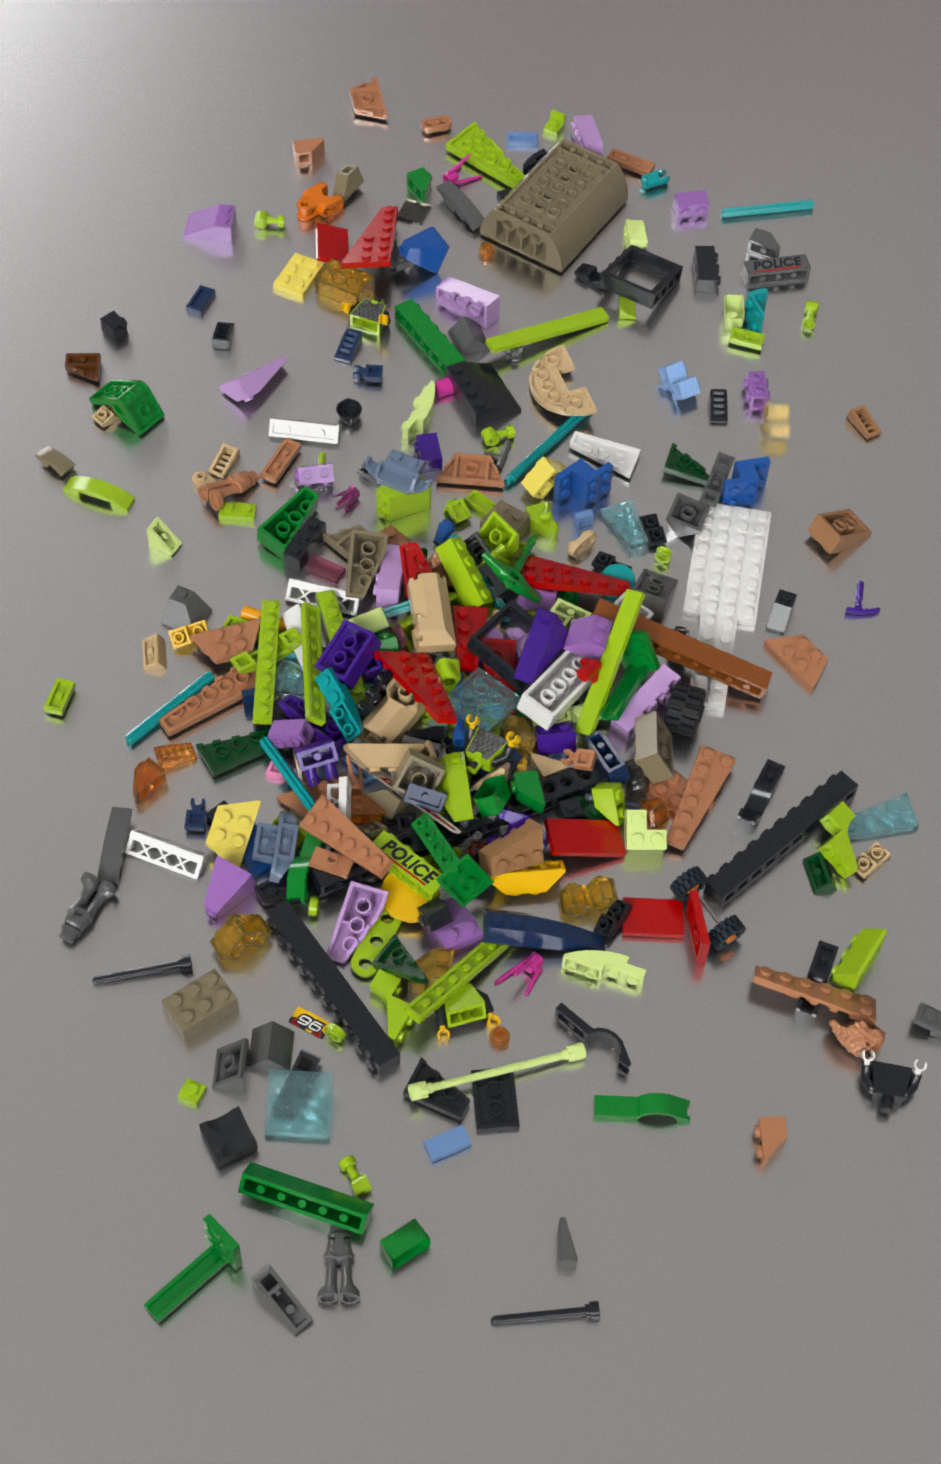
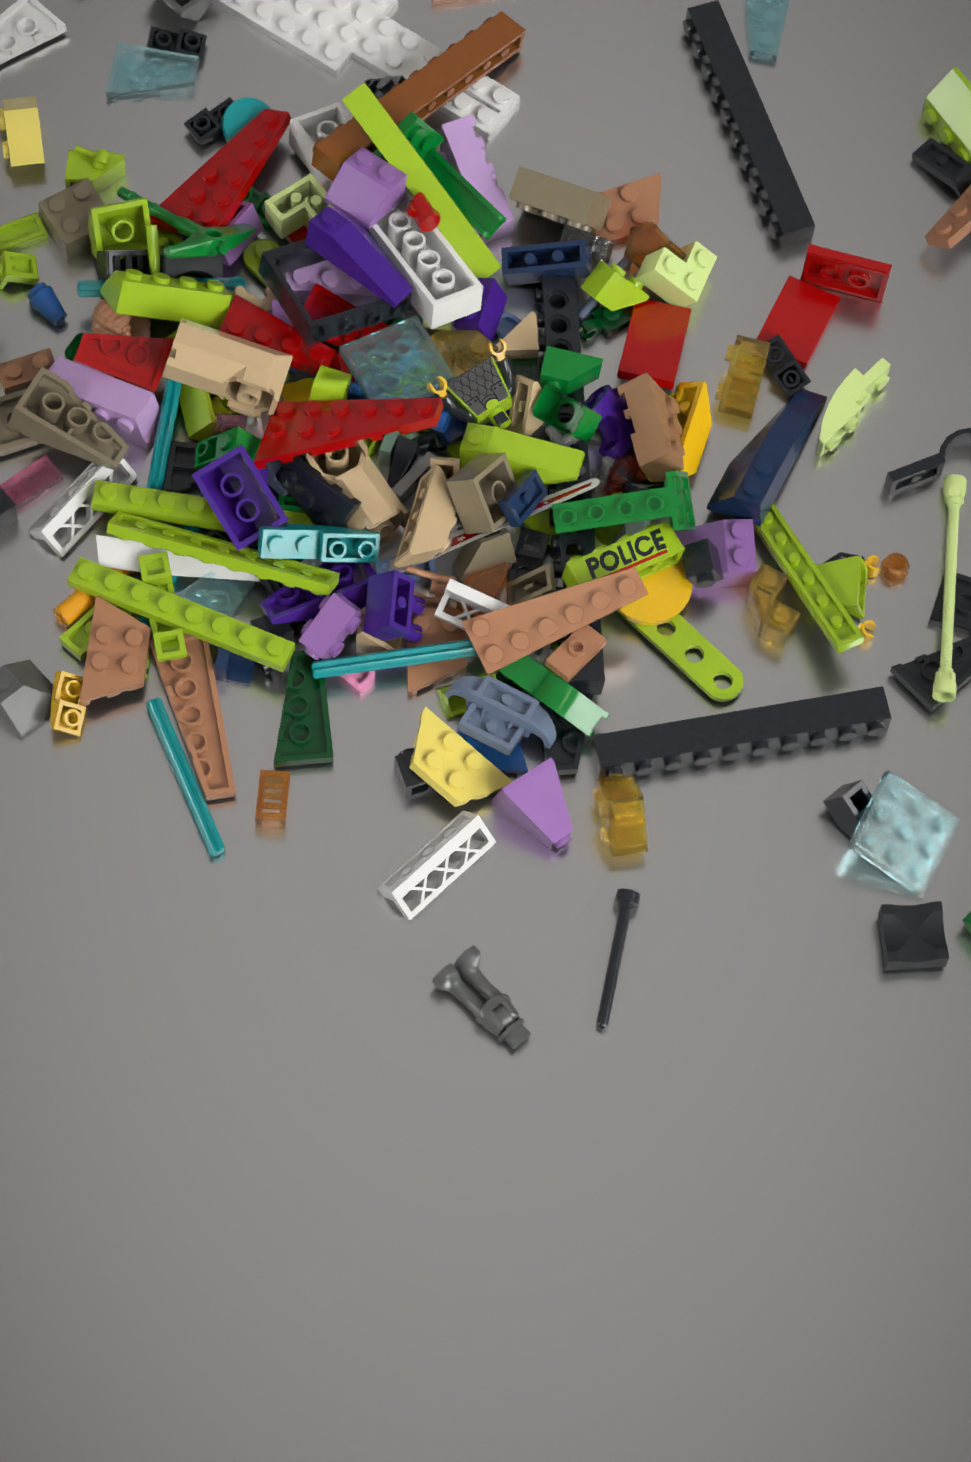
camera: 70 degrees left, 10 degrees up
(59, 696) = (95, 918): lime plate -> none
(114, 845) = (397, 925): dark grey slope -> none
(147, 779) = (302, 848): clear orange slope -> none
(154, 653) = (73, 766): tan slope -> none
(192, 1092) = (824, 960): lime plate -> none
(196, 818) = (397, 808): dark blue plate -> none
(200, 1005) = (704, 902): dark tan brick -> none
(232, 1066) = (811, 895): dark grey slope -> none
(271, 1047) = (799, 843): dark grey slope -> none
(309, 1022) = (776, 782): sticker -> none
(314, 906) = (612, 707): lime tile -> none
(335, 1032) = (813, 755): lime tile -> none
(358, 914) = (653, 659): lavender wedge -> none
(372, 620) = (179, 458): yellowish green piece -> none
(388, 990) = (817, 671): lime arch -> none
(398, 961) = (747, 637): dark green wing -> none
(529, 964) = (810, 487): dark pink plant -> none
(570, 809) = (605, 343): black brick -> none
(582, 543) = (161, 146): tan plate -> none
(582, 759) = (542, 289): nougat plate -> none
(583, 482) = (58, 86): blue bracket -> none
(583, 519) = (116, 118): medium blue tile -> none
(657, 591) = (290, 86): flat silver slope -> none
(663, 554) = (228, 50): lime bush -> none
(685, 709) = (515, 136): black wheel -> none
(703, 784) = (630, 169): nougat wing -> none
(727, 930) = (783, 250): black axle -> none
(761, 792) = (670, 114): black piece -> none
(820, 873) = (814, 108): dark green slope -> none
(838, 846) = (794, 65): lime arch -> none
(872, 860) = (821, 45): tan slope -> none

